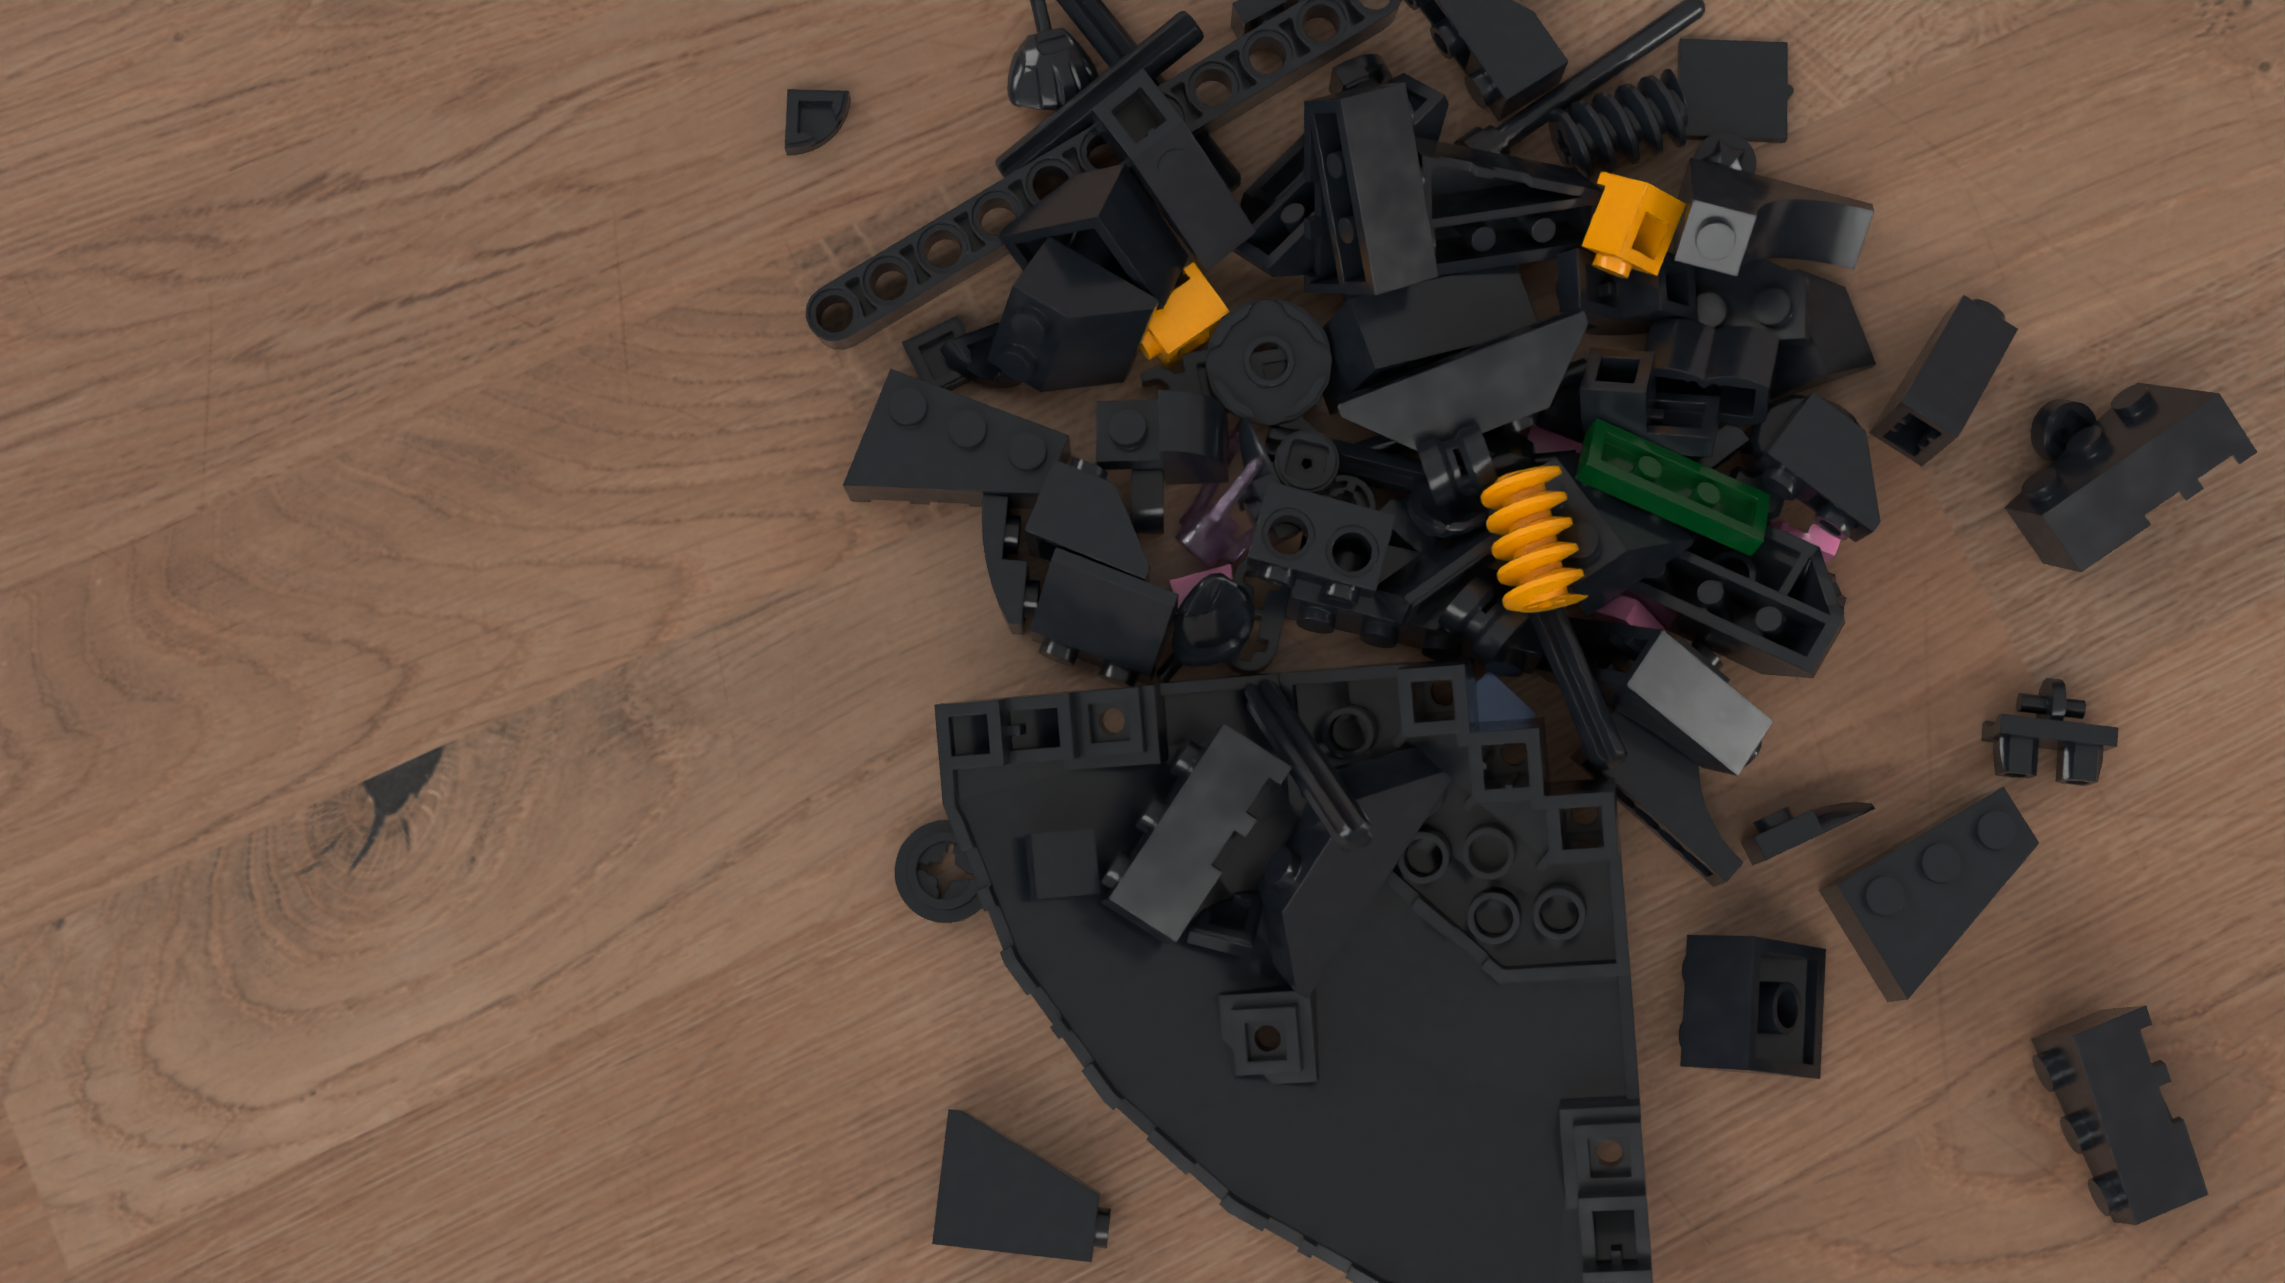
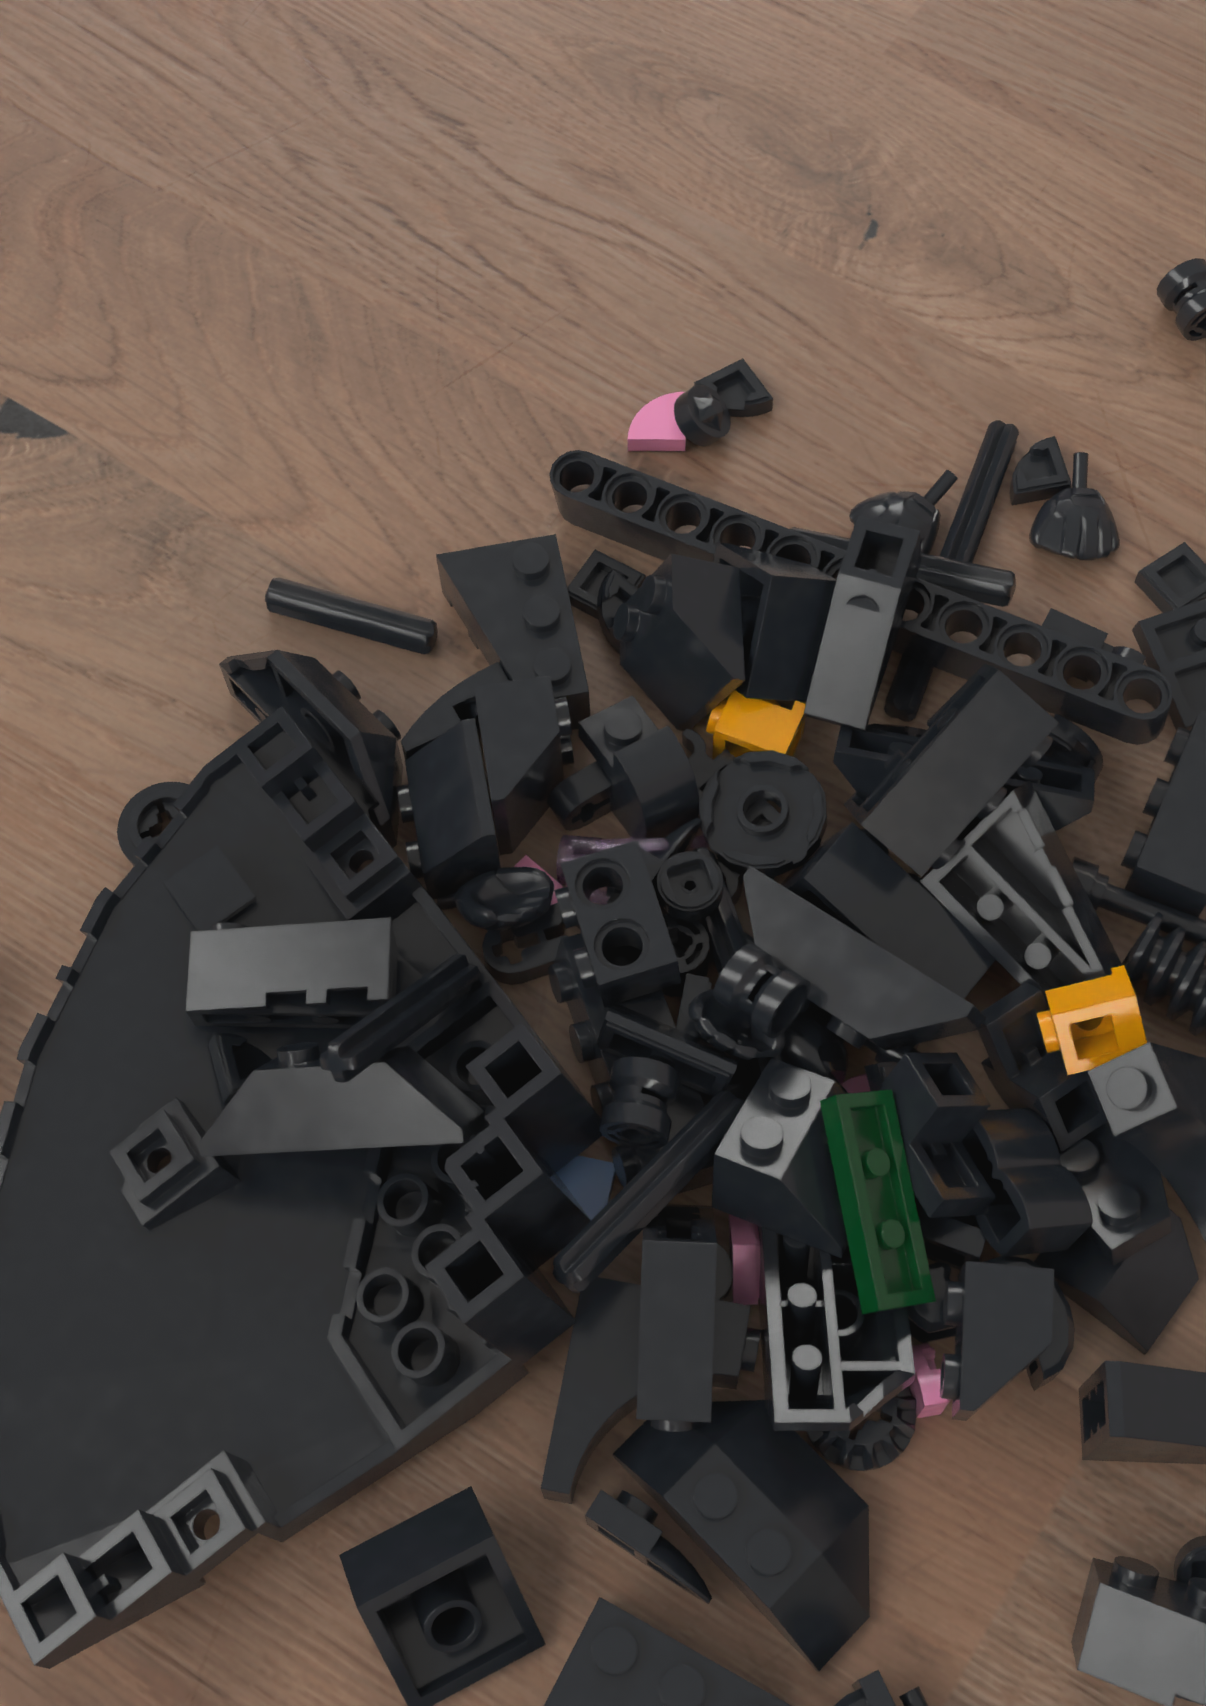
camera: 60 degrees right, 15 degrees down
(808, 204) = (656, 427): none -> bright pink tile
(828, 164) = (702, 415): none -> black tile
(829, 595) = (351, 615): none -> black axle
(915, 673) = (328, 711): none -> black wedge
(1531, 540) = (727, 1080): light orange piece -> none
(1841, 728) = (765, 1518): none -> black wedge

